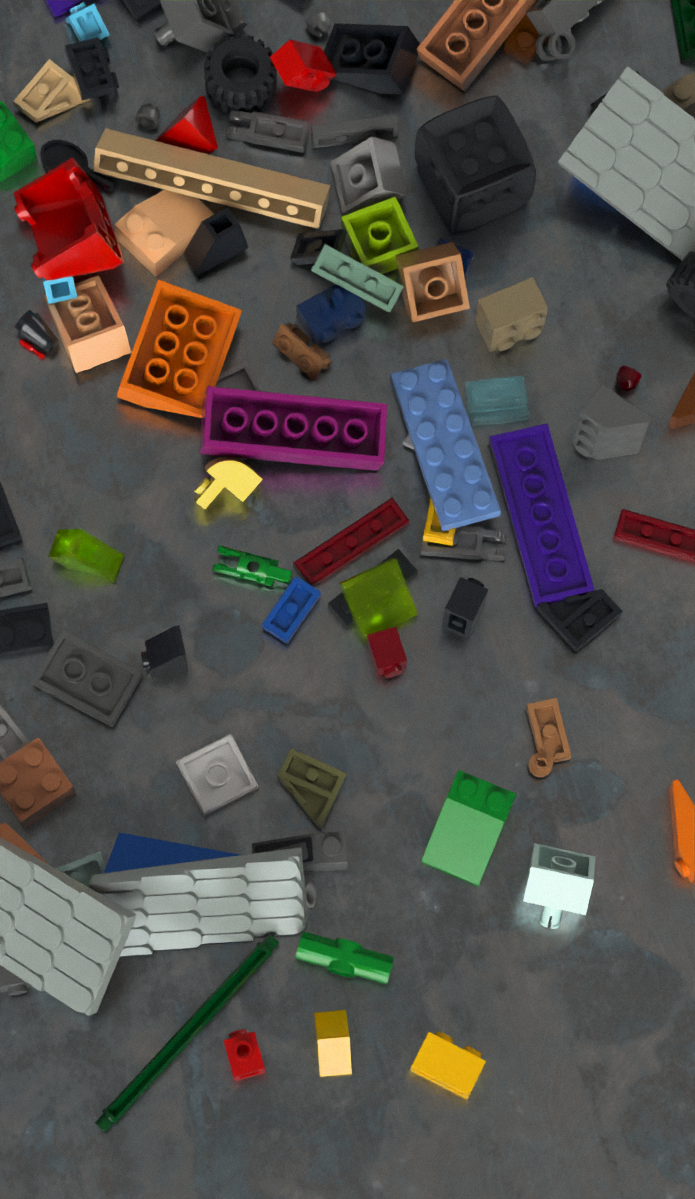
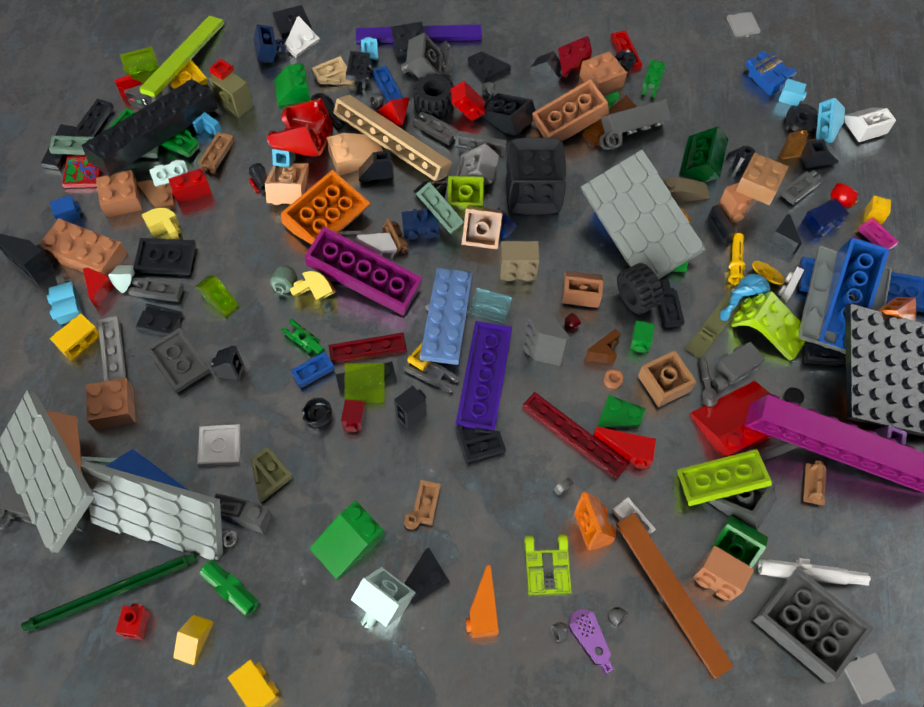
camera: 25 degrees right, 10 degrees down
(151, 82) = (386, 84): none -> blue tile
(173, 489) = (283, 279): none -> sand green head
(287, 375) = (378, 243): none -> white slope
(333, 669) = (317, 412): none -> black hair
(597, 830) = (426, 578): none -> black wing
(621, 318) = (582, 289): none -> nougat slope

